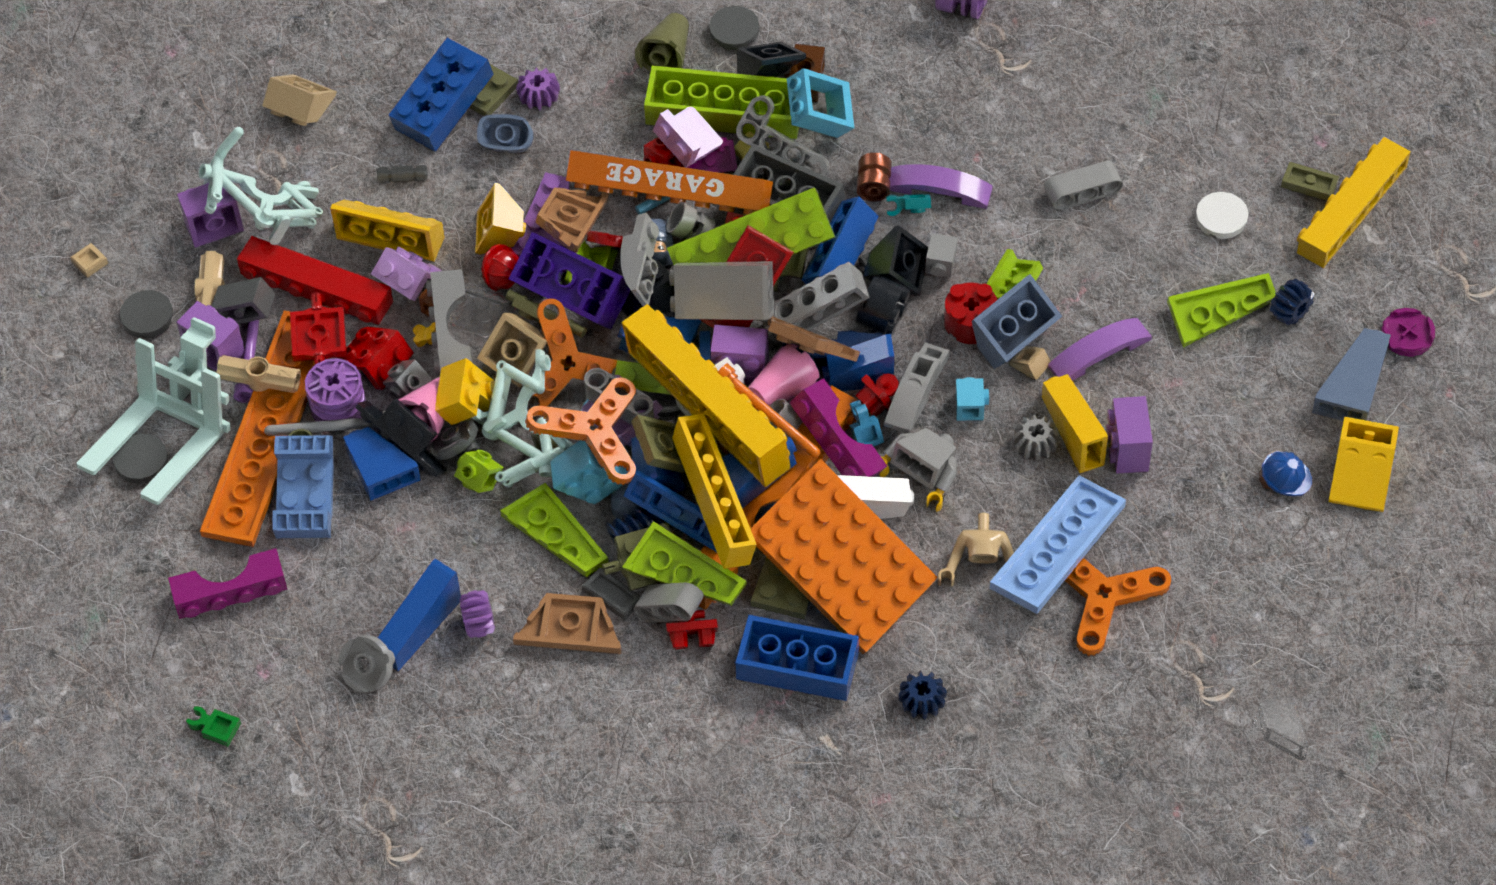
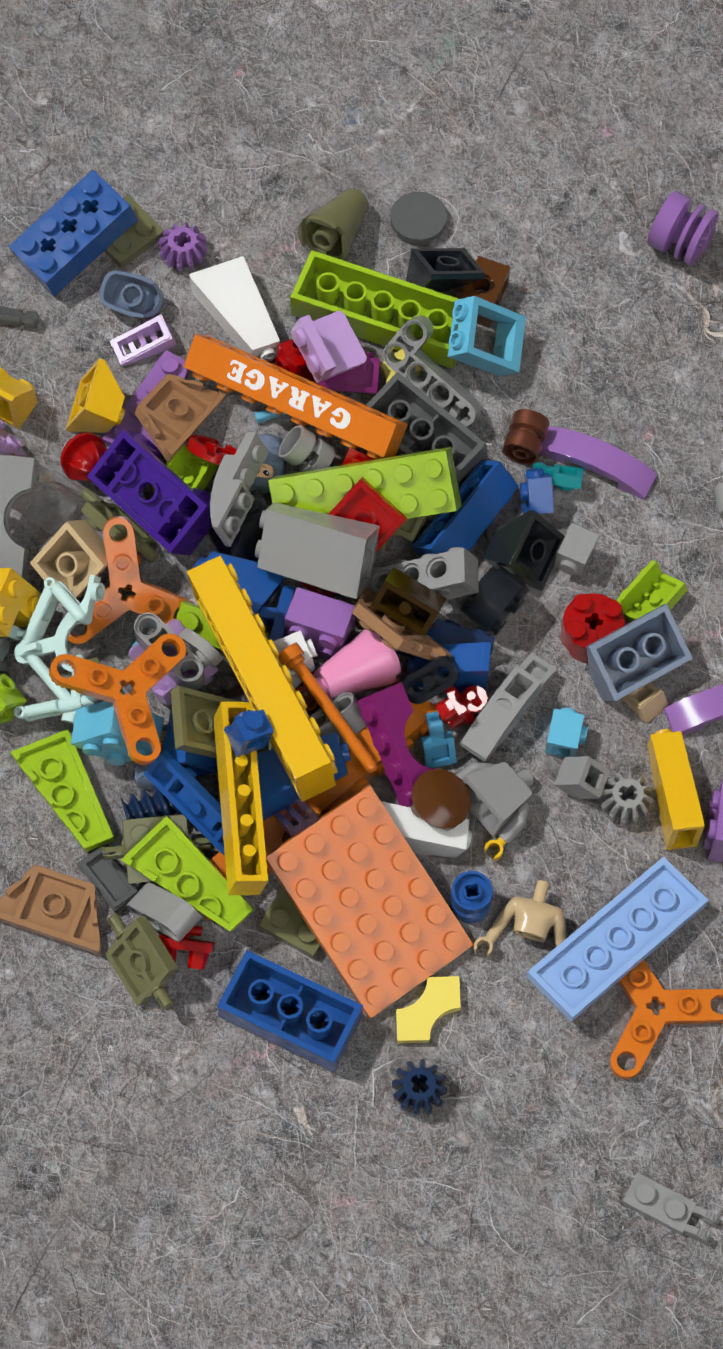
camera: 10 degrees right, 10 degrees up
(519, 163) = (150, 328): none -> lavender slope
(597, 124) = (236, 305): none -> white slope
(650, 388) = (201, 648): none -> light grey plate
(659, 645) = (141, 960): none -> olive plate
(708, 427) = (249, 732): none -> blue brick
(763, 501) = (302, 808): none -> clear purple tile
(813, 314) = (408, 601): none -> dark brown brick
(848, 373) = (432, 679): none -> black plate
(880, 464) = (440, 799): none -> reddish brown dish
(895, 214) = (537, 491): none -> brick
(919, 626) = (417, 1020): none -> light yellow tile
(926, 538) = (471, 897): none -> blue wheel
(994, 427) = (582, 777): none -> light grey brick
(1157, 743) = (667, 1207): none -> light grey hinge

